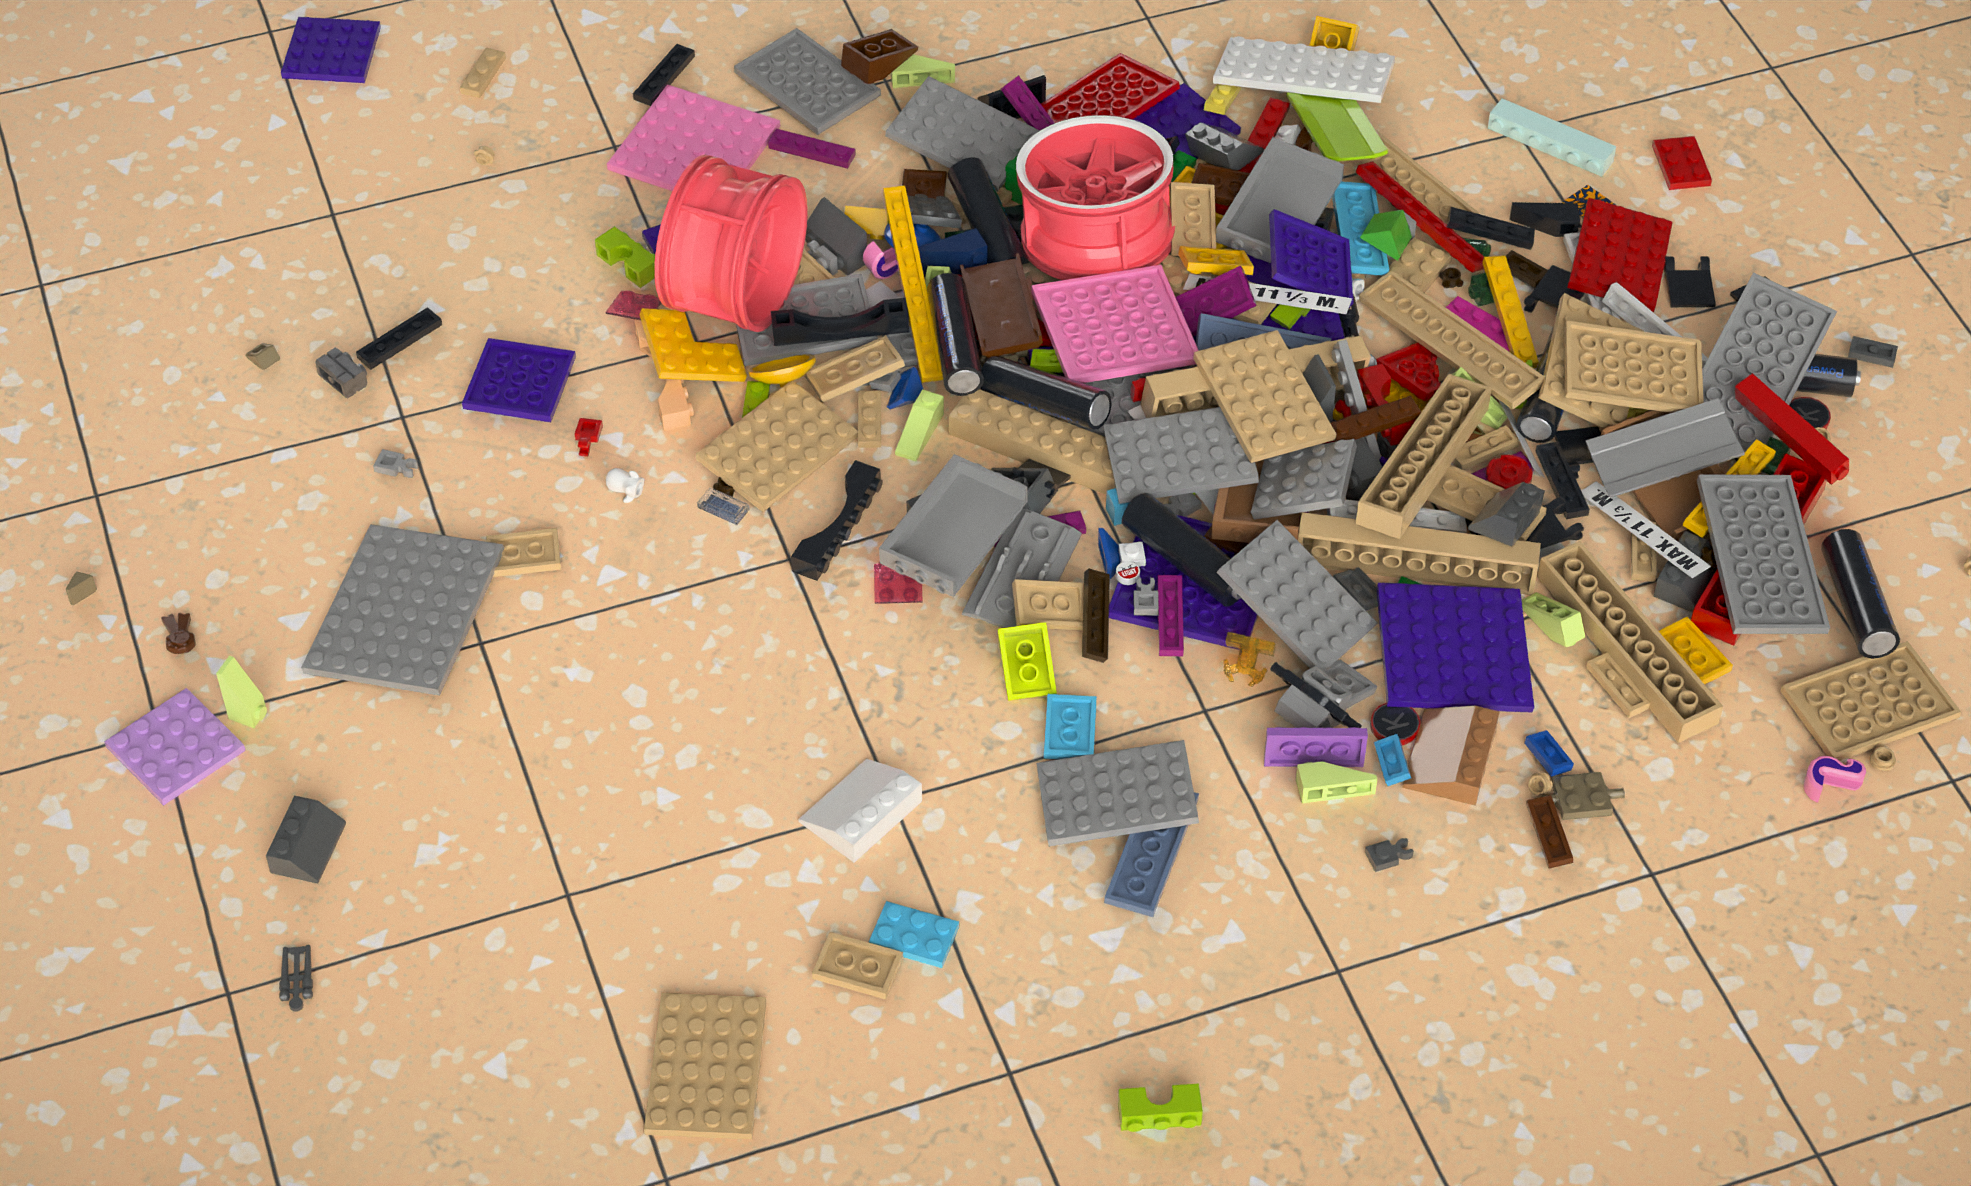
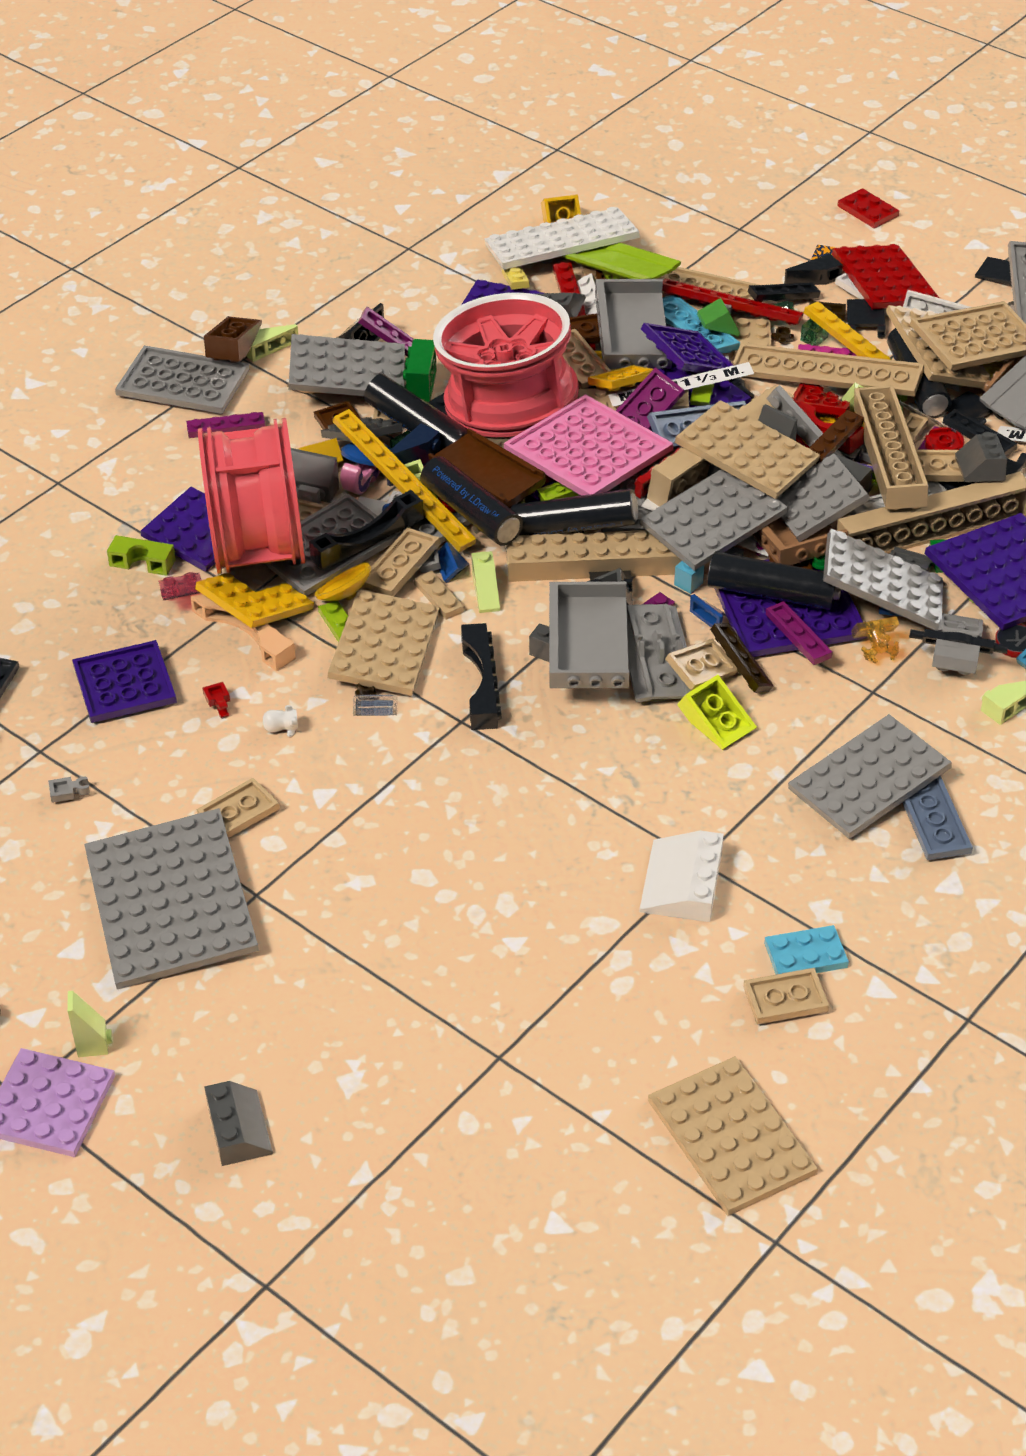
camera: 30 degrees left, 5 degrees down
(296, 1003) = (337, 1263): dark grey piece -> none
(664, 74) = (59, 416): black plate -> none
(687, 126) = (126, 457): bright pink plate -> none
(894, 587) = (565, 703): clear pink hinge -> none
(1069, 726) = (789, 745): medium azure plate -> none
(1113, 89) = (429, 300): red plate -> none
(1127, 573) = (739, 618): white tile -> none
(1132, 552) = (730, 604): white plate -> none
(1145, 598) = (769, 630): light grey plate -> none
(1300, 745) = (973, 681): medium lavender plate -> none
(1551, 137) = (769, 222): light aqua brick -> none
(1689, 287) = (946, 280): black flag -> none

